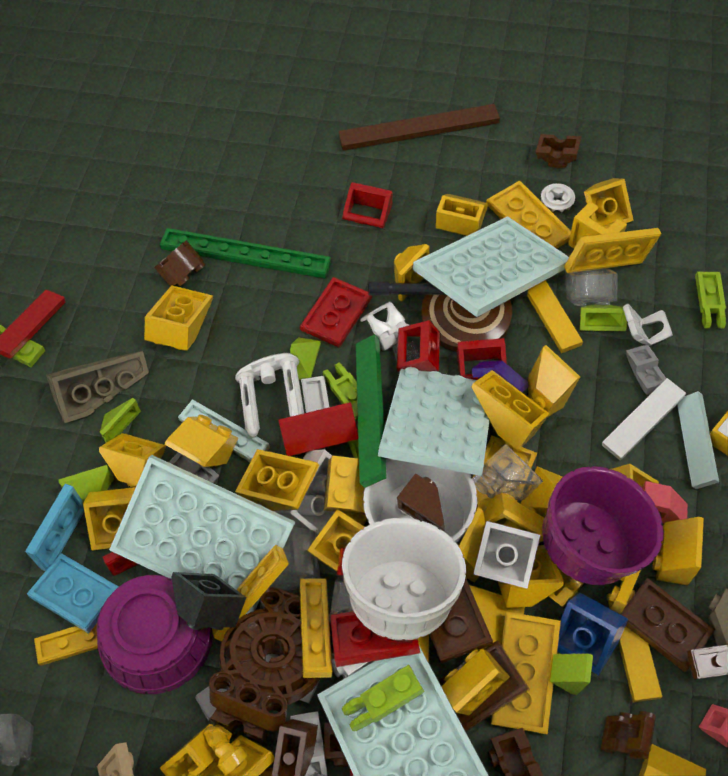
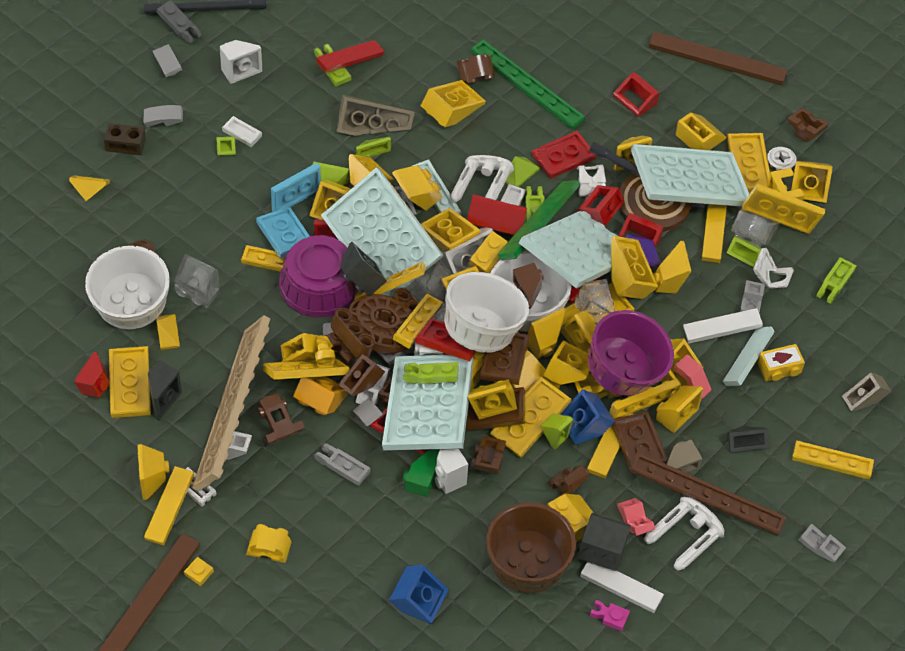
camera: 25 degrees right, 5 degrees down
(507, 554) = (562, 340): white slope -> none

